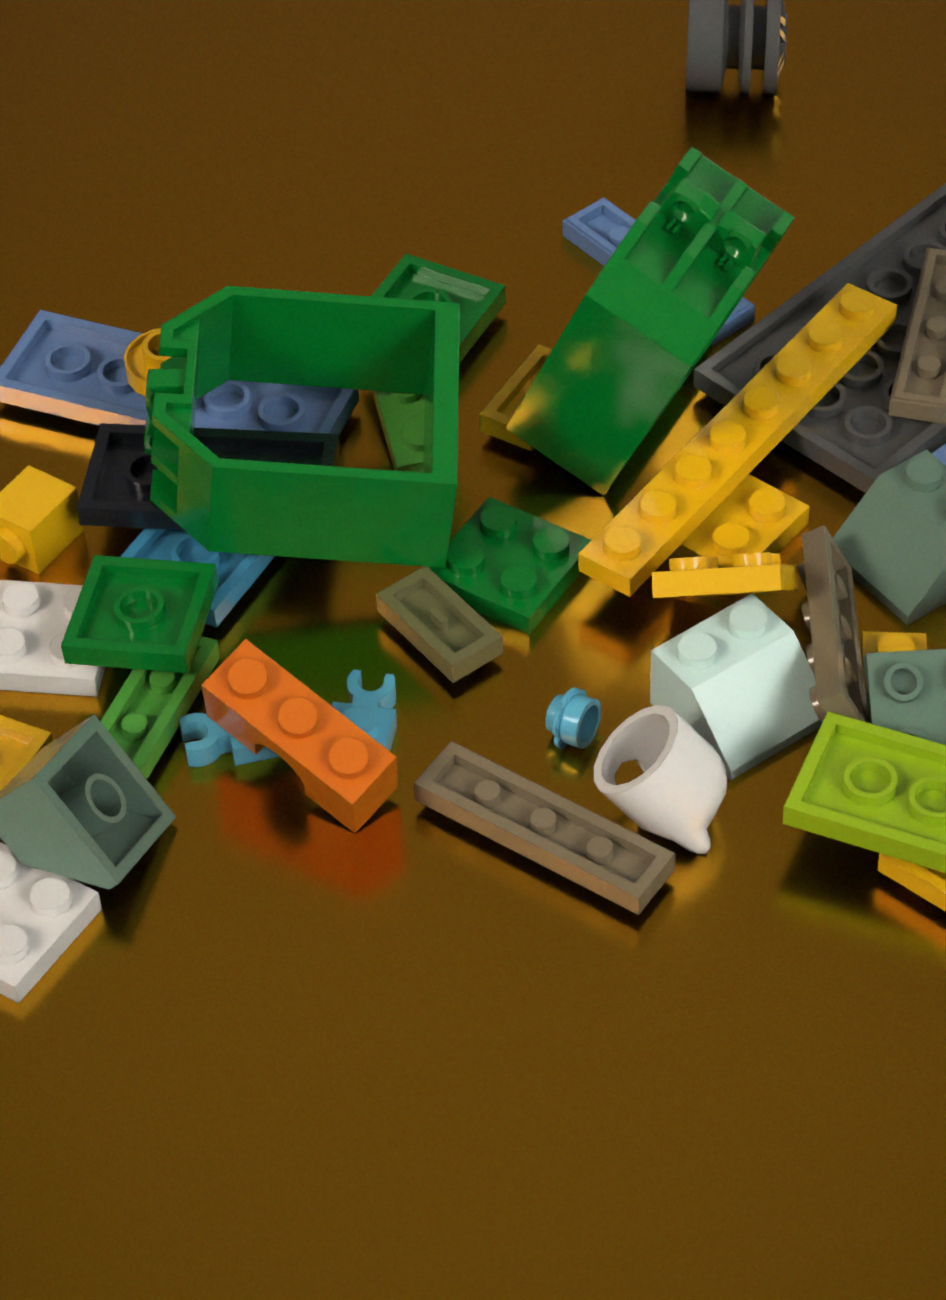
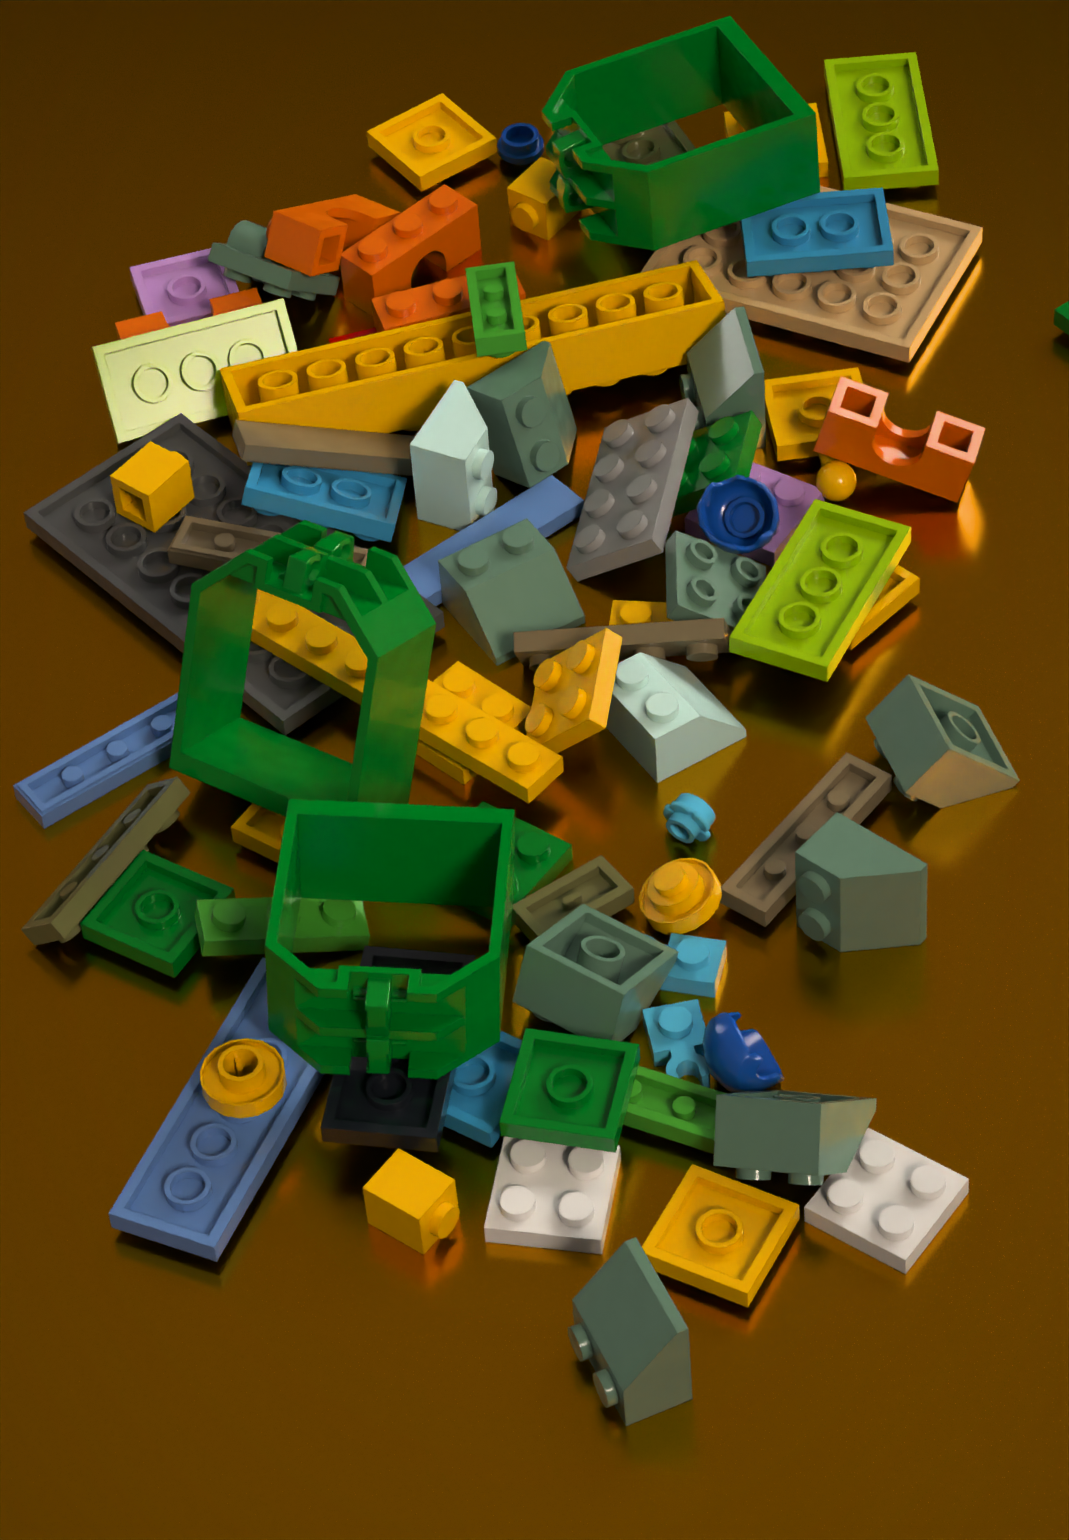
camera: 85 degrees left, 0 degrees up
(198, 767) = (738, 1057): none -> blue hair
(327, 626) = (592, 975): none -> sand green slope
(332, 756) = (744, 954): orange arch -> none
(432, 845) = (859, 889): none -> sand green slope
(443, 708) = (680, 896): none -> yellow plate
(518, 275) = (113, 853): none -> olive plate
(680, 778) = (778, 744): white piece -> none
(699, 955) = (938, 745): none -> sand green slope

